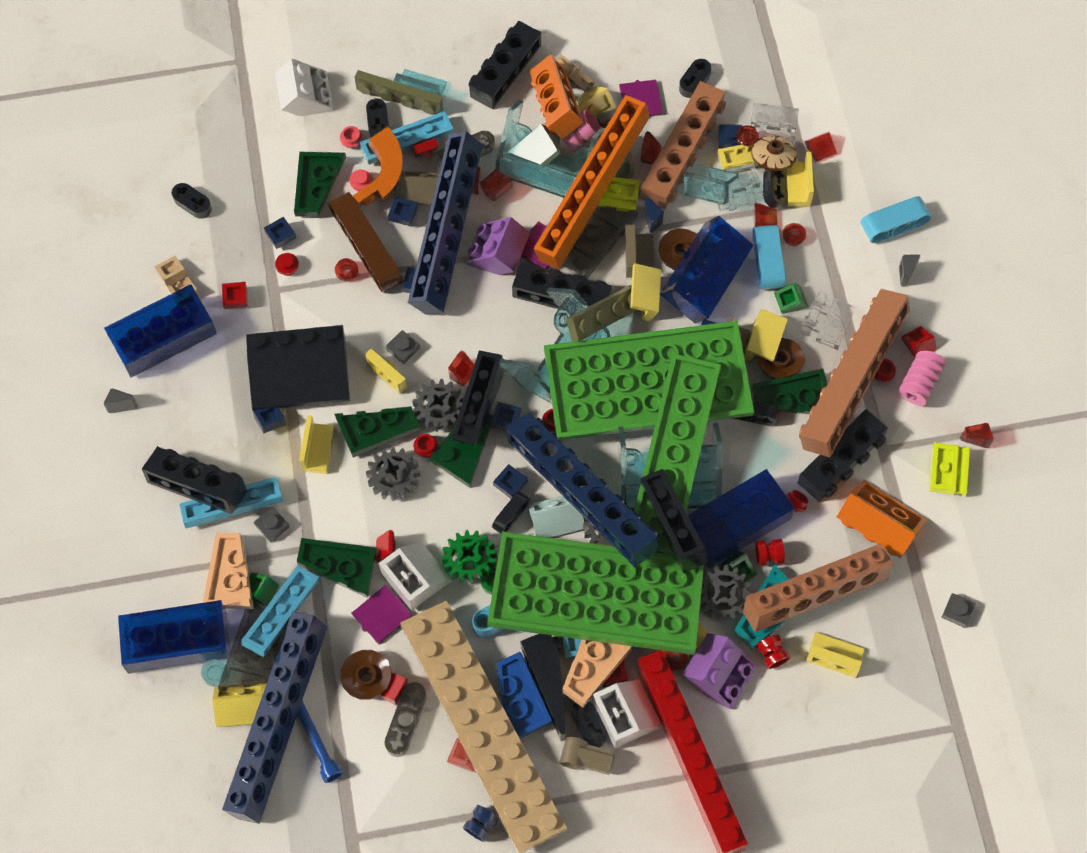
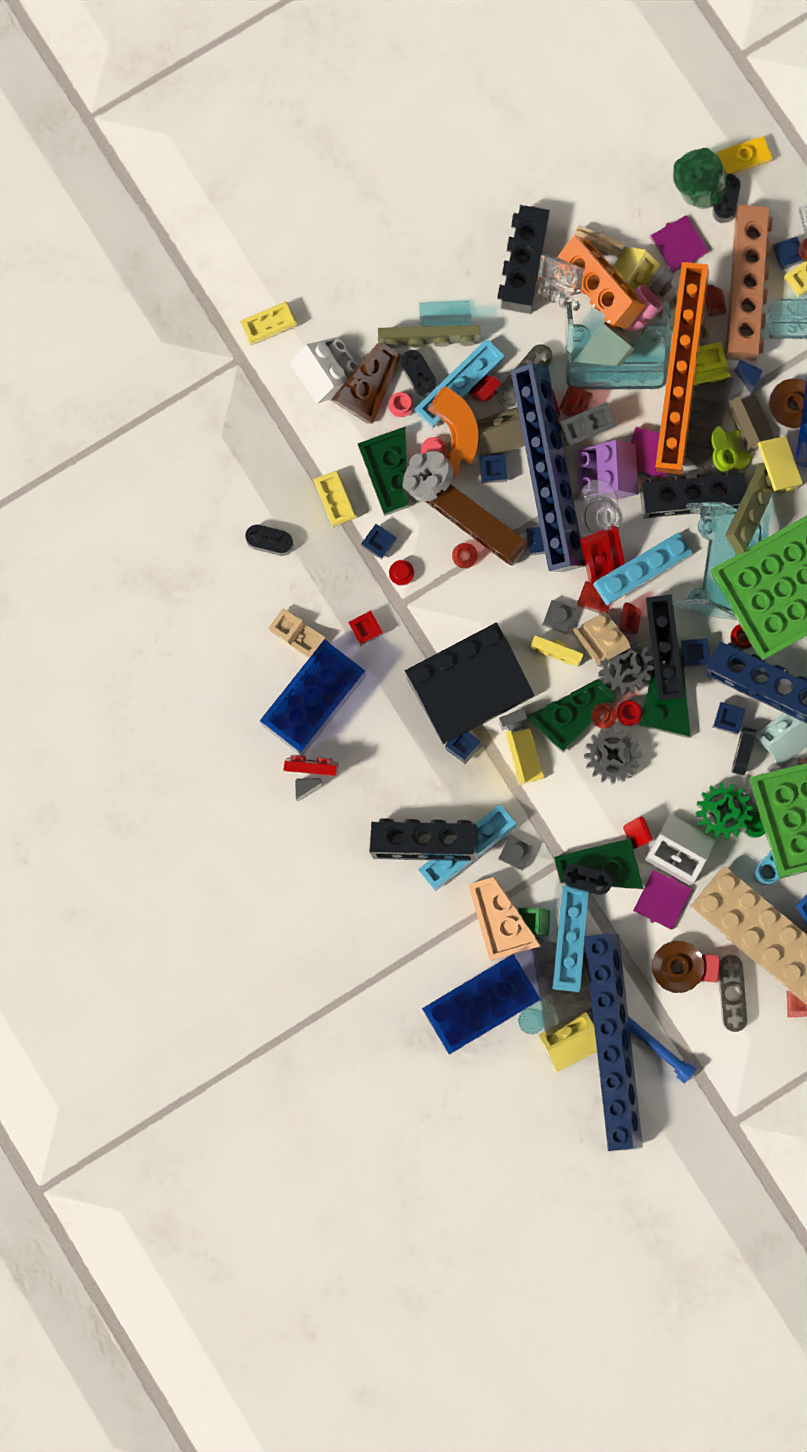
camera: 20 degrees left, 15 degrees up
(139, 386) = (321, 766): none -> red plate
(260, 188) = (334, 498): none -> light yellow plate
(274, 40) = (268, 323): none -> light yellow plate
(316, 570) = (586, 886): none -> black beam
(322, 412) = (513, 720): none -> dark grey plate
(330, 111) = (368, 384): none -> reddish brown wing
(341, 190) = (420, 467): none -> light grey plate
(403, 442) = (610, 715): none -> clear red plate
(428, 373) = (601, 638): none -> tan plate
(442, 344) = (591, 599): none -> clear red slope
(460, 306) = (602, 553): none -> red plate
(475, 273) = (599, 507): none -> clear piece
(491, 332) = (642, 568): none -> medium azure plate
(495, 203) = (587, 424): none -> dark grey hinge
(525, 83) = (561, 275): none -> clear plate
(609, 265) = (727, 452): none -> lime plate
(677, 51) = (701, 178): none -> clear green brick
(724, 52) = (745, 155): none -> yellow plate

